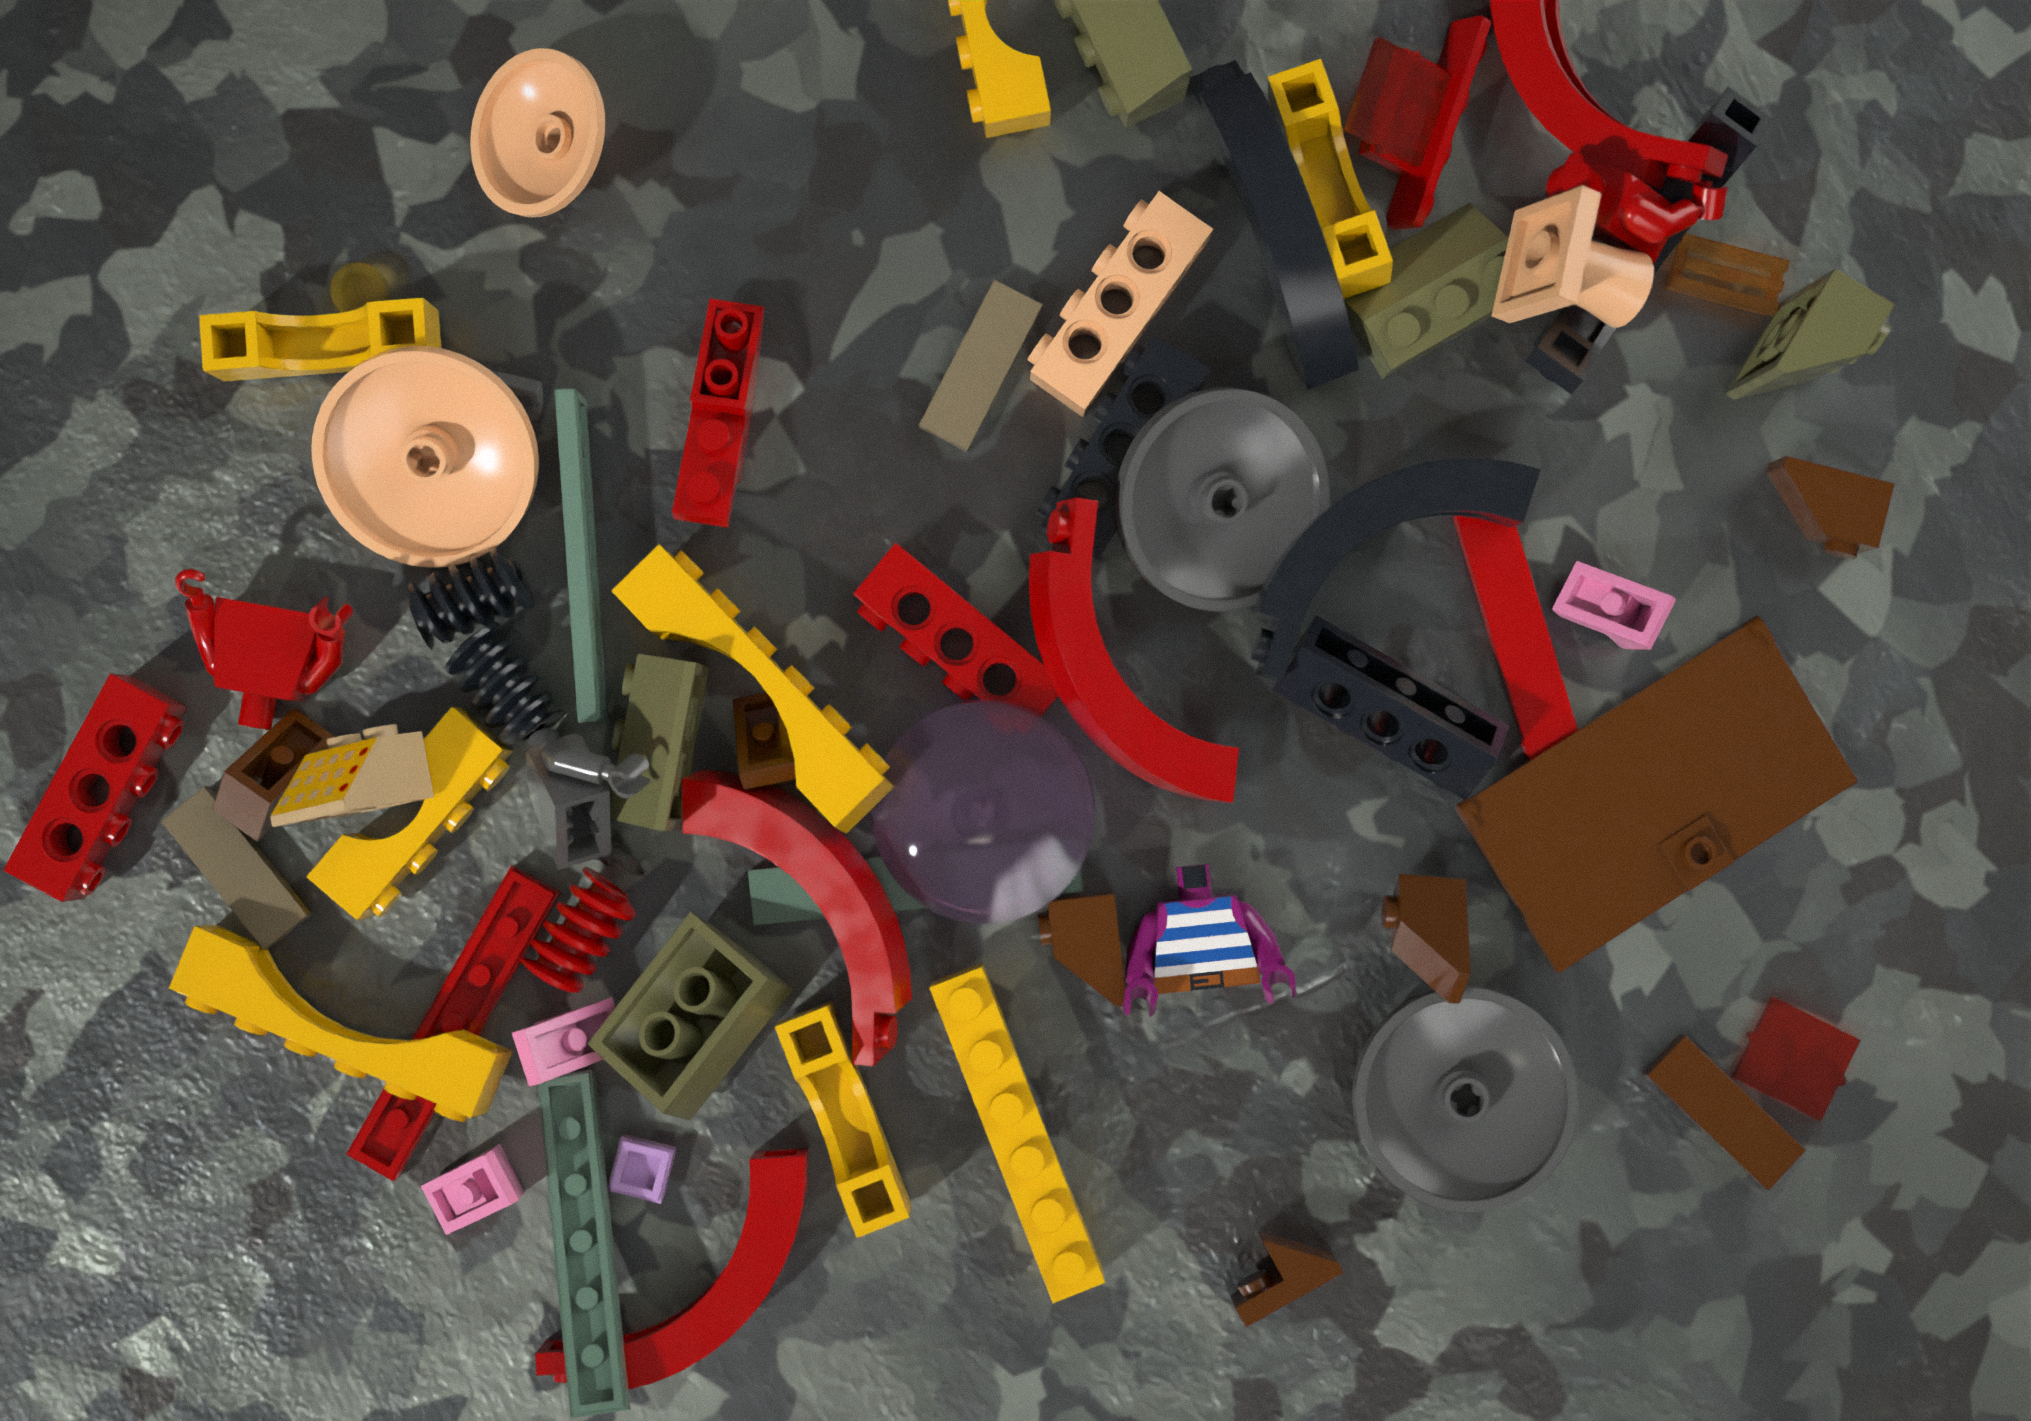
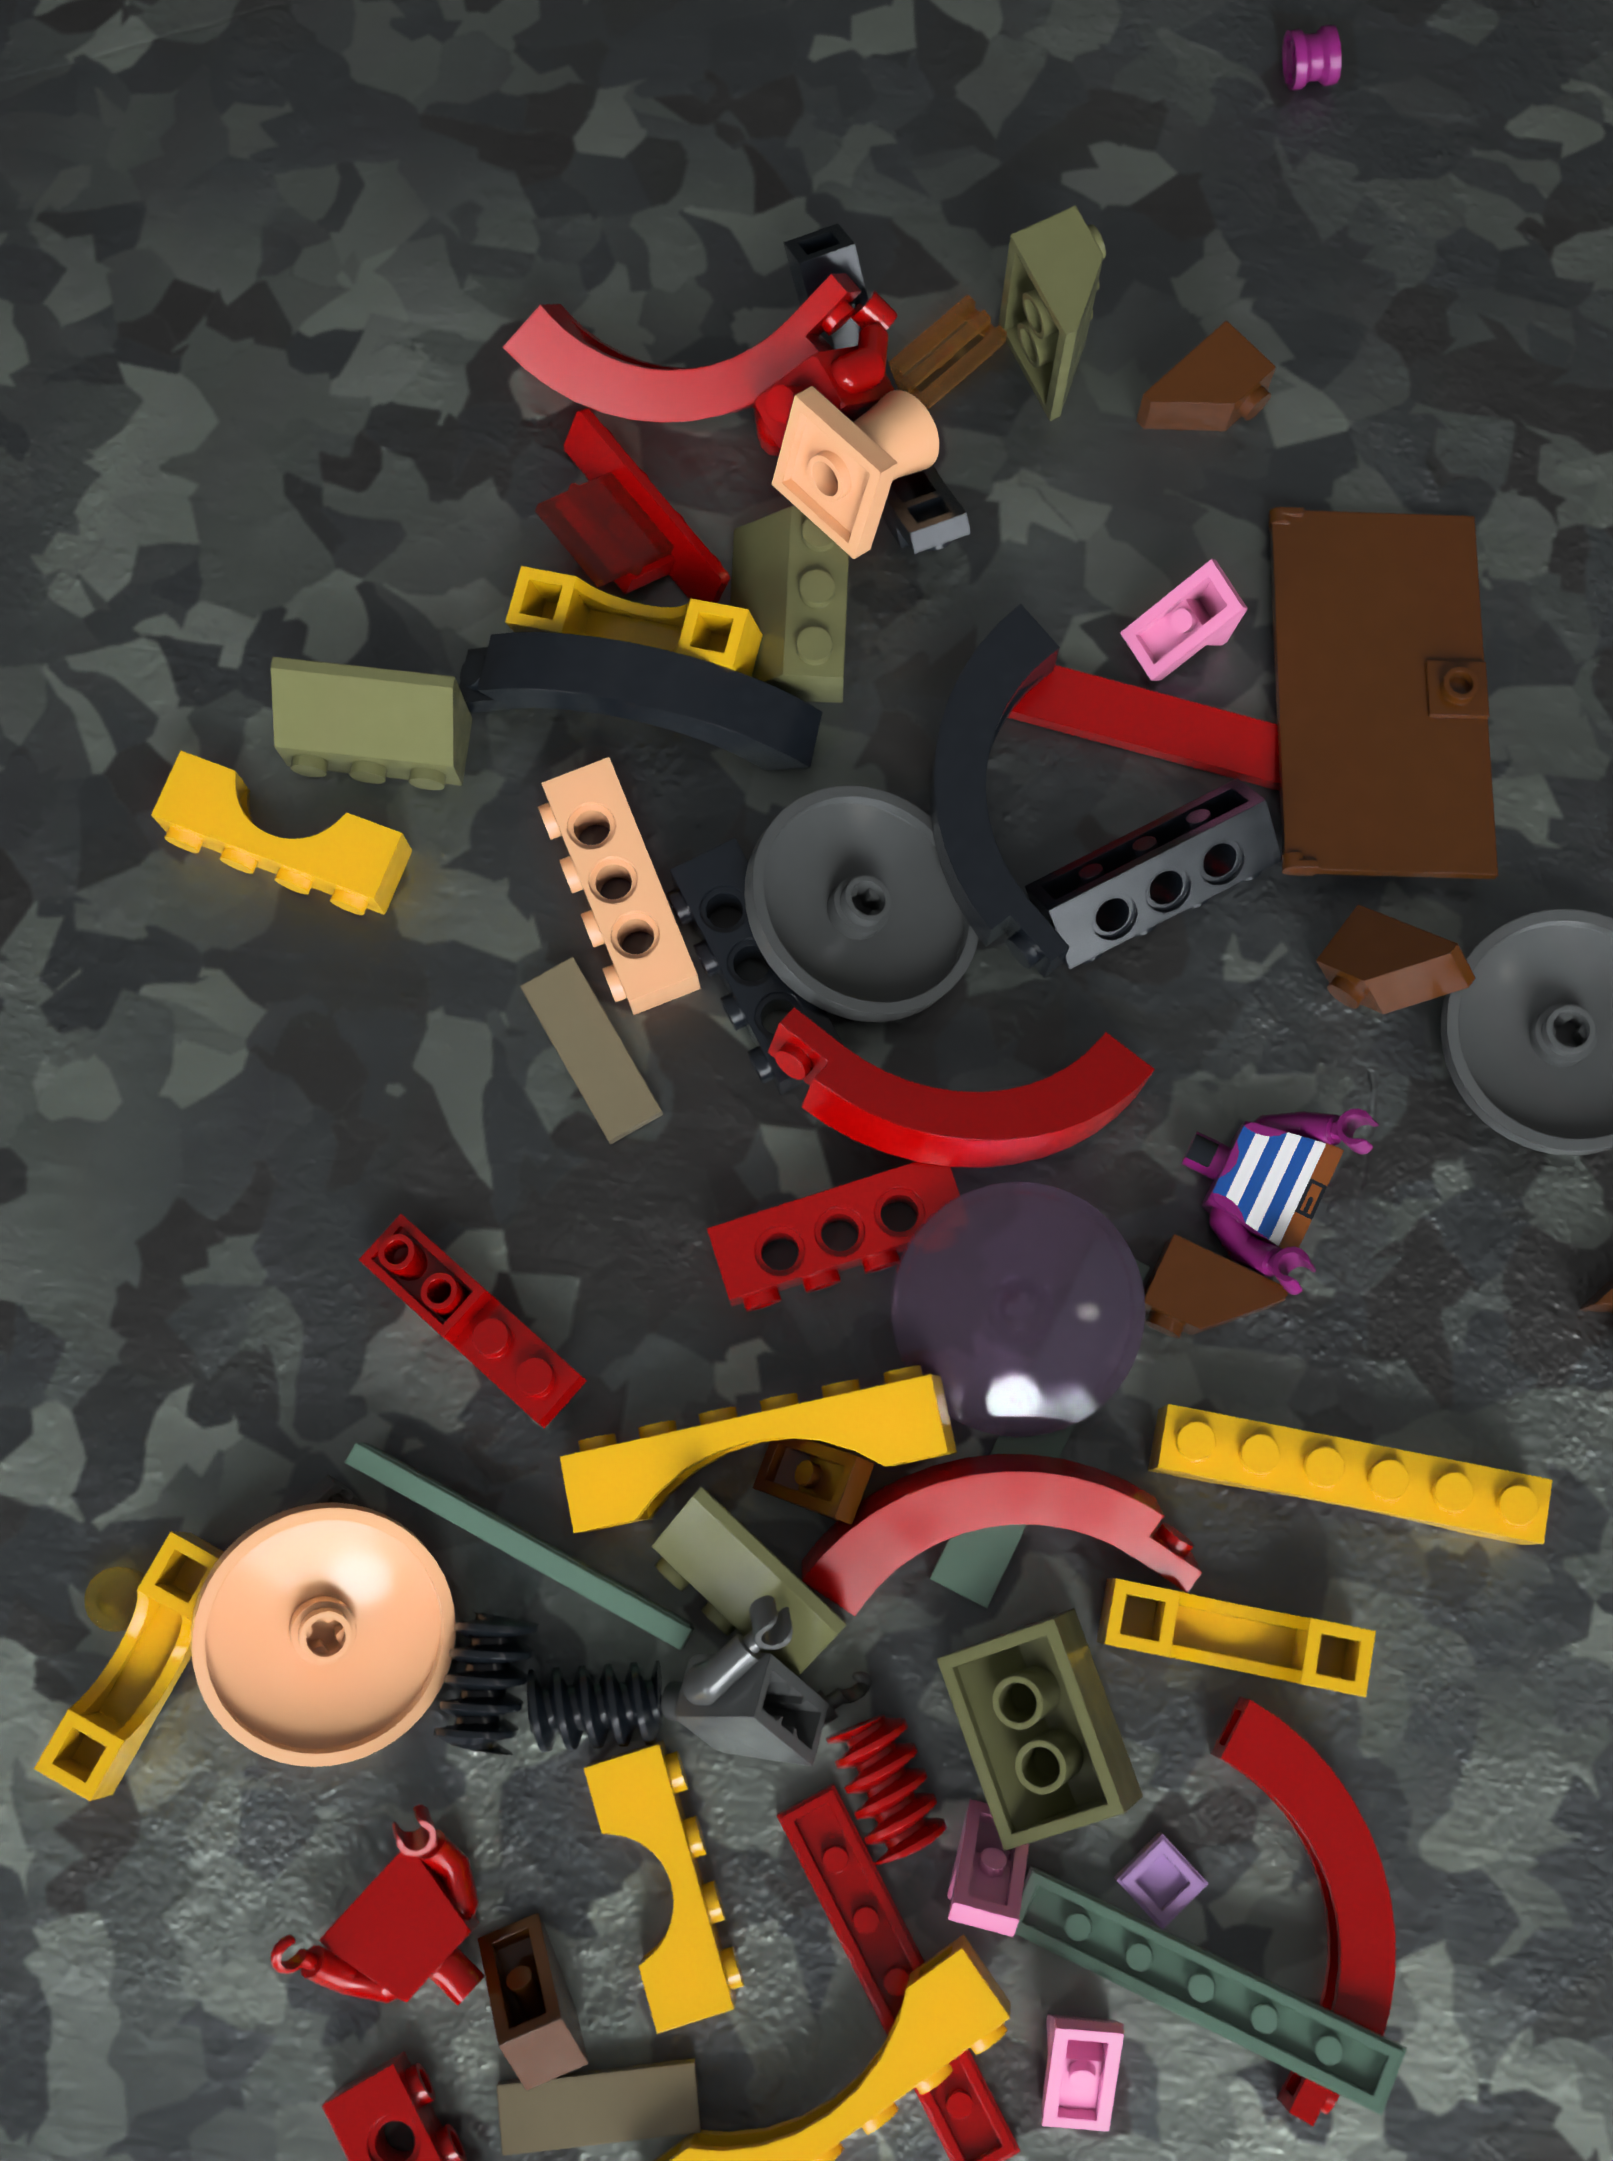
camera: 55 degrees left, 10 degrees down
(357, 777) = (591, 1912): tan slope -> none
(537, 132) = (74, 1337): light nougat dish -> none

